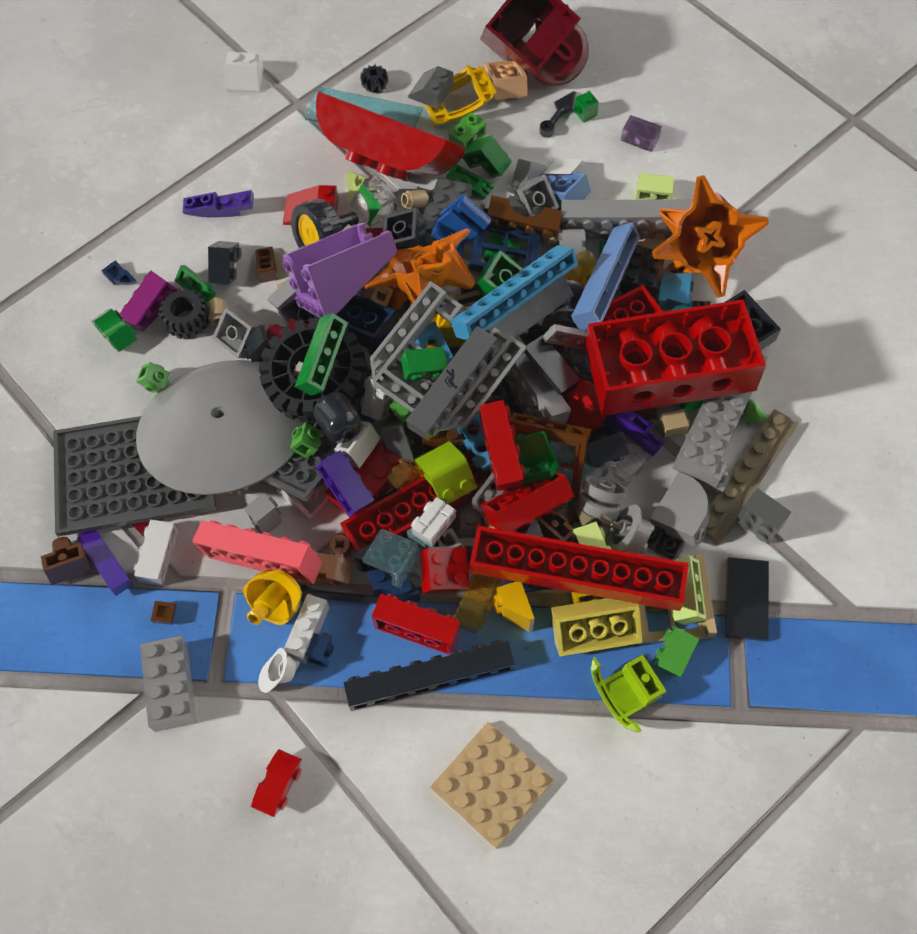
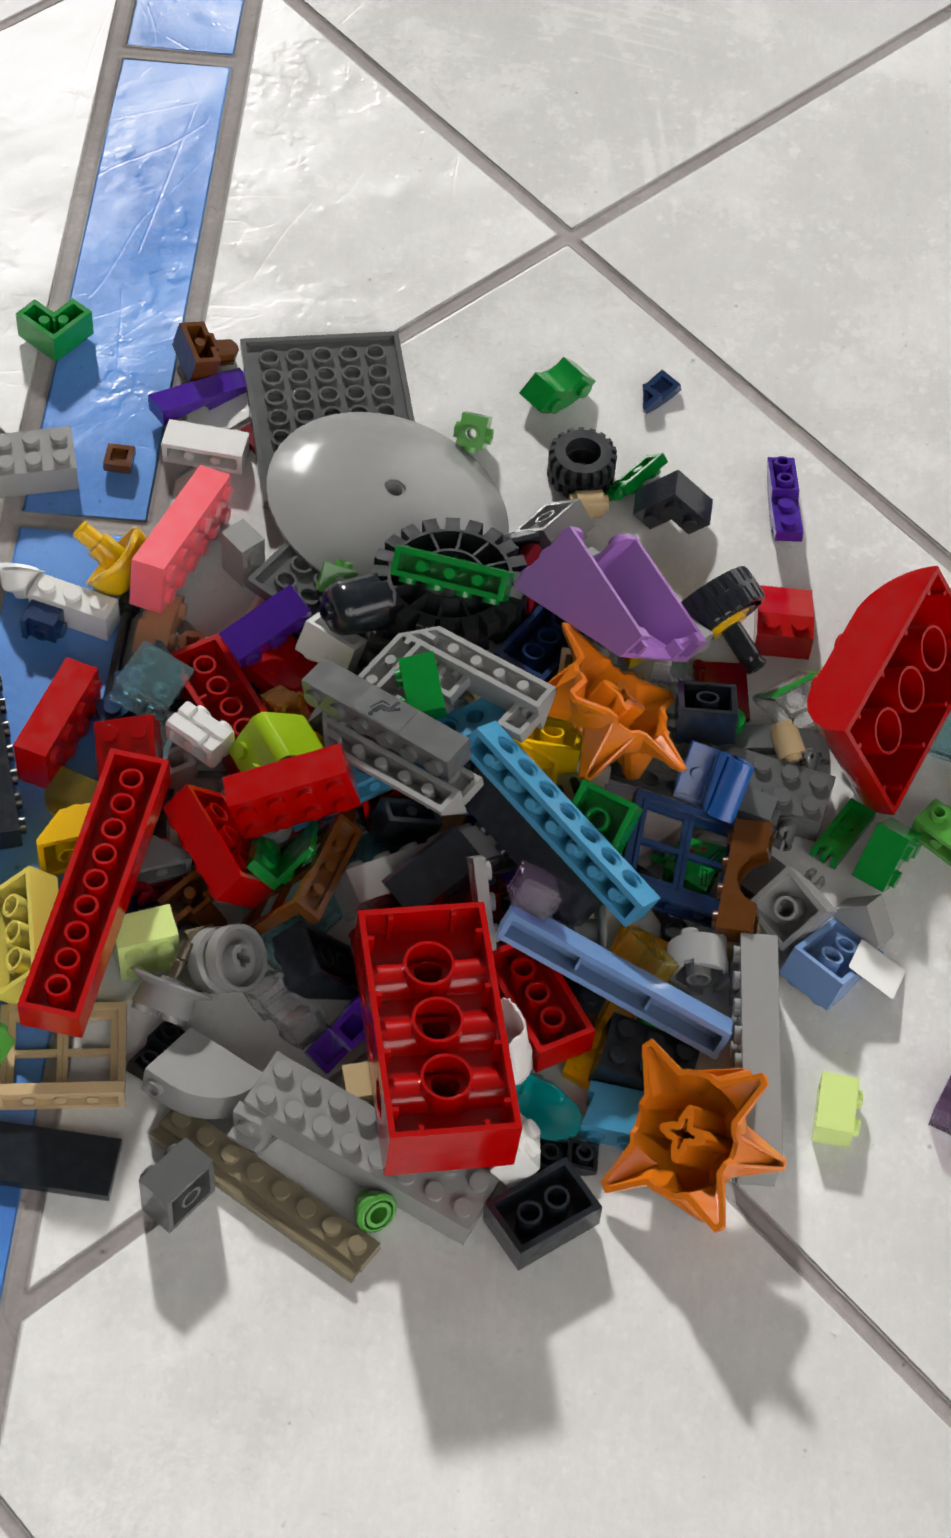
camera: 85 degrees right, 10 degrees down
(35, 672) = (55, 331): none -> green brick
(146, 300) = (614, 418): magenta wedge -> none
(266, 265) = (664, 556): reddish brown slope -> none
(567, 304) = (534, 891): none -> clear purple brick
(693, 607) = (65, 1060): yellowish green brick -> none

